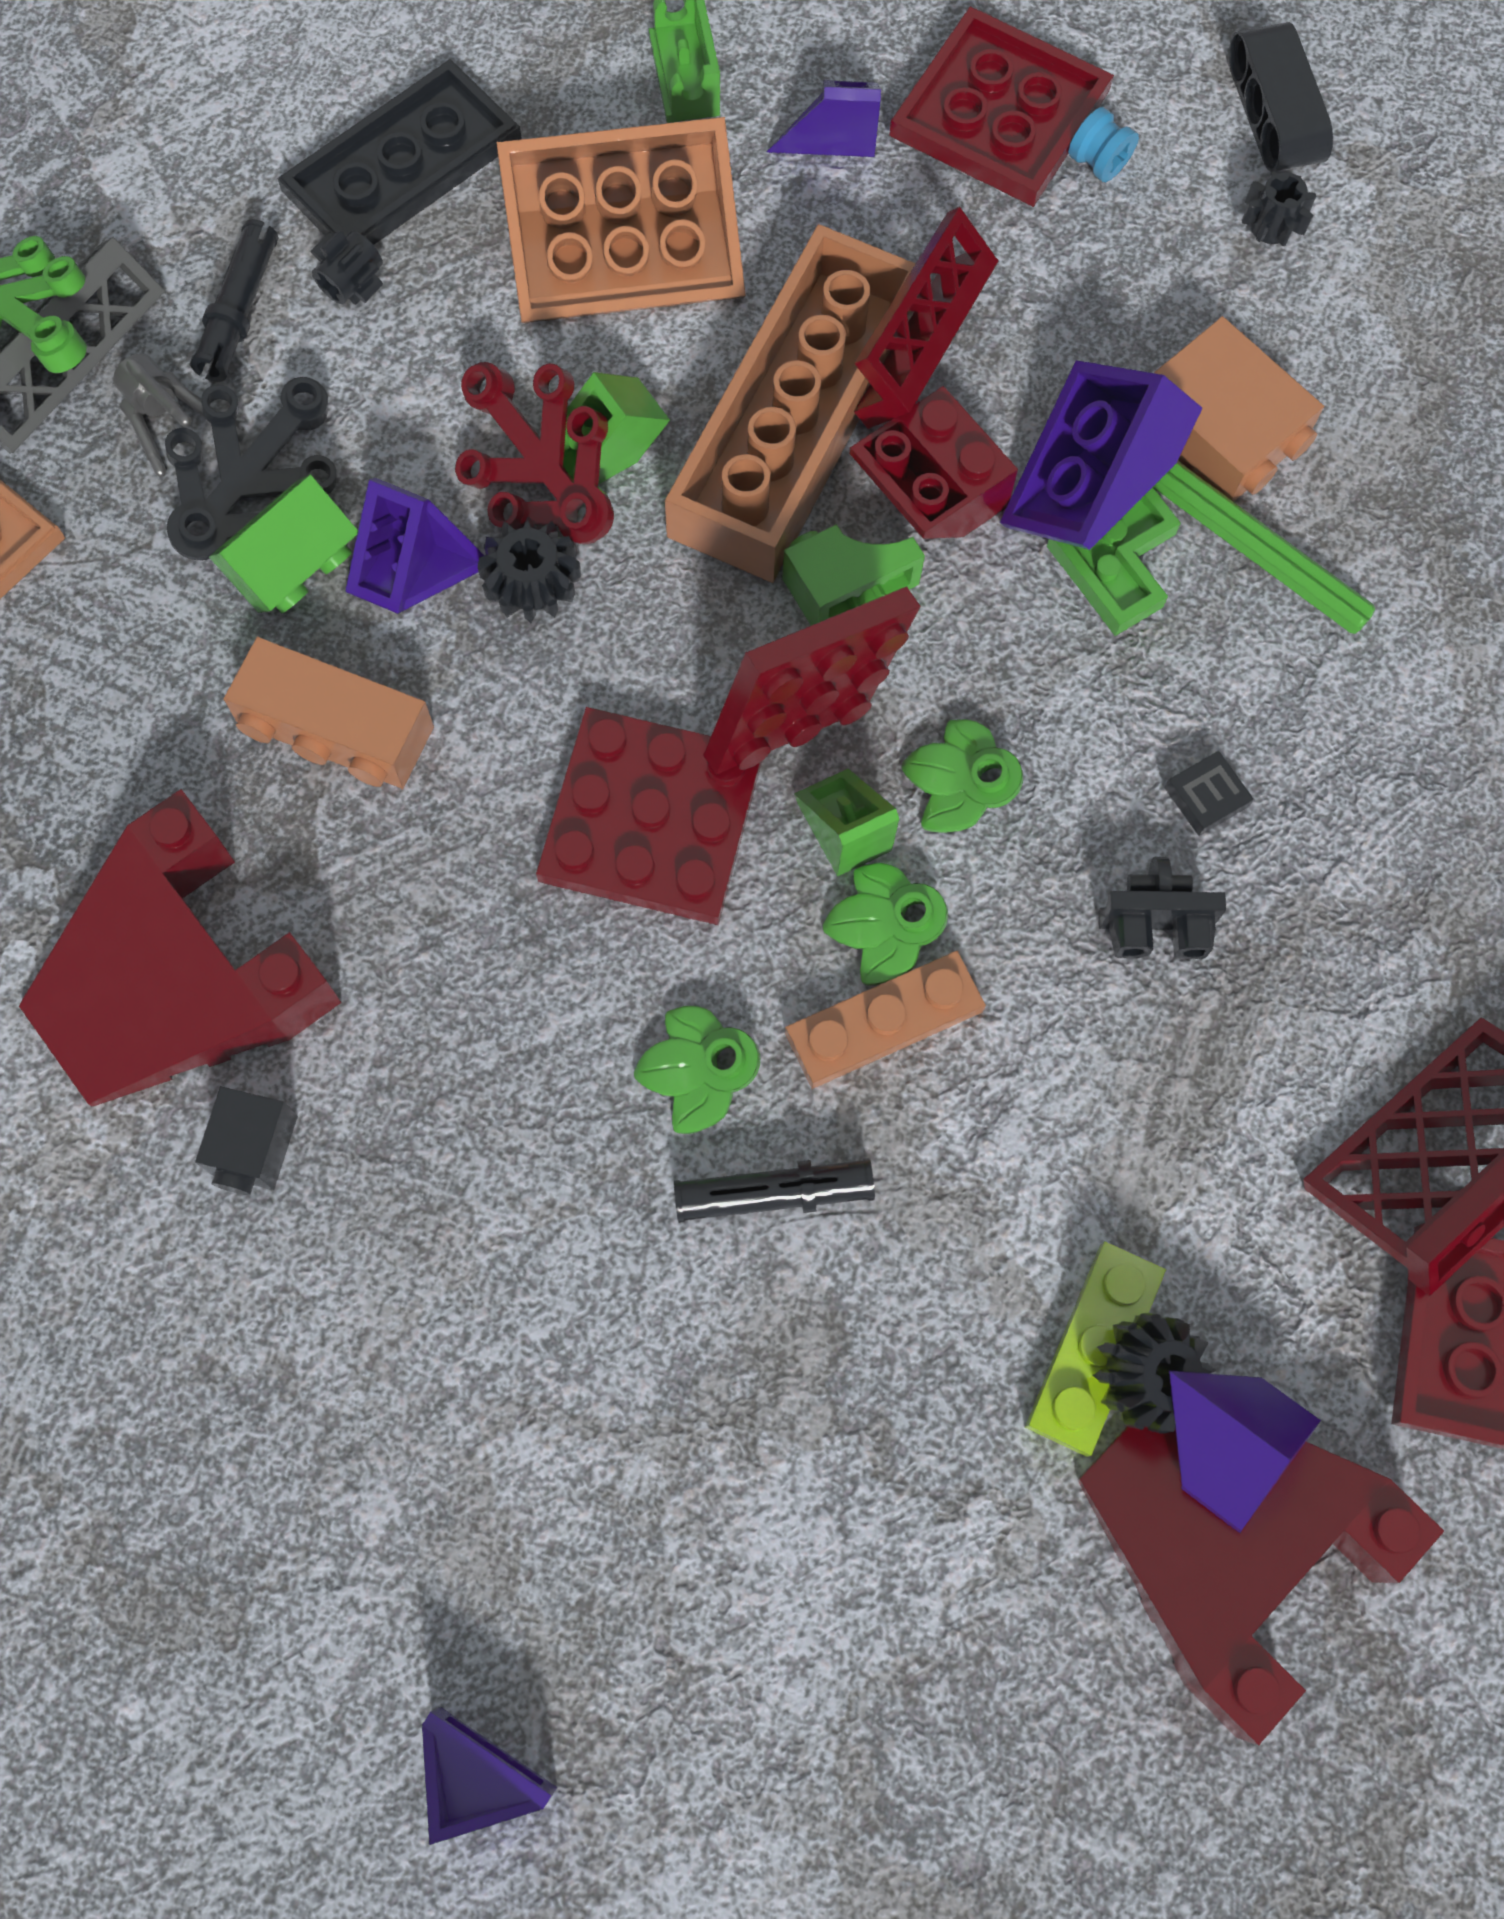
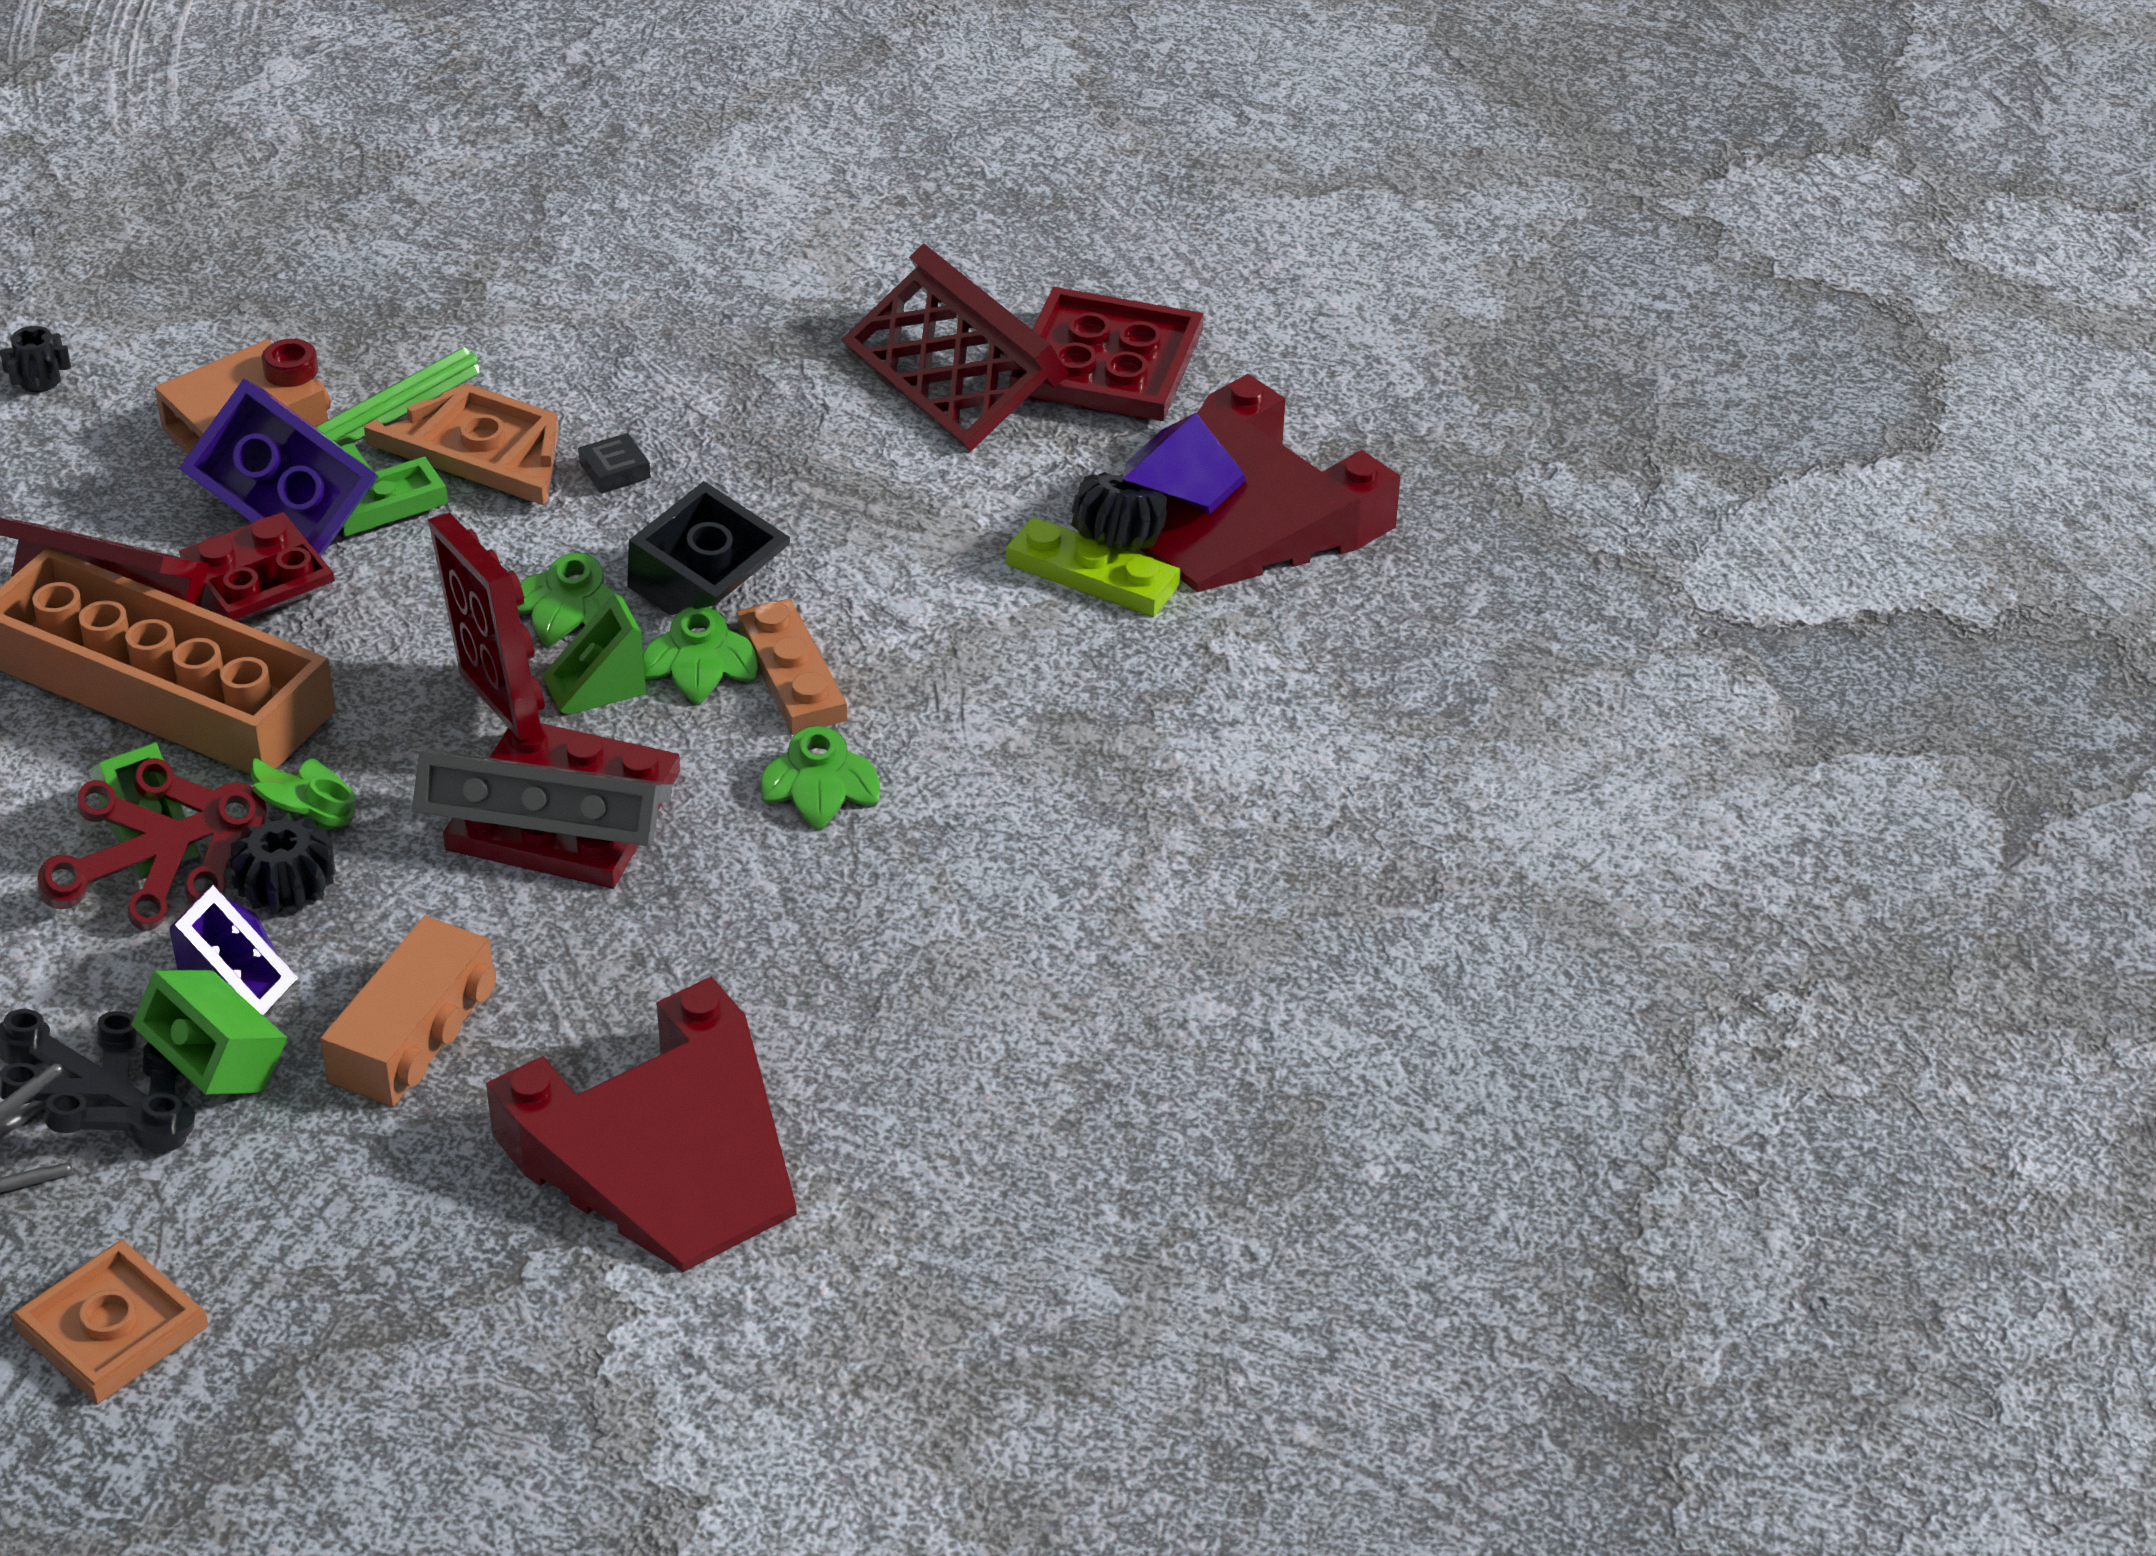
camera: 85 degrees left, 30 degrees down
(245, 1141) = (853, 1070): black brick -> none
(473, 1780) = (1430, 922): dark purple slope -> none
(592, 780) = (538, 797): none -> dark grey fence
(640, 565) = (312, 792): none -> bright green plate
(774, 1190) = (942, 776): black pin -> none
(837, 573) = (354, 650): bright green arch -> none
(1017, 901) = (700, 551): none -> black slope
(1162, 903) = (732, 474): black hips -> none
(1218, 651) = (478, 439): none -> nougat wing
(1274, 431) = (290, 362): none -> dark red tile

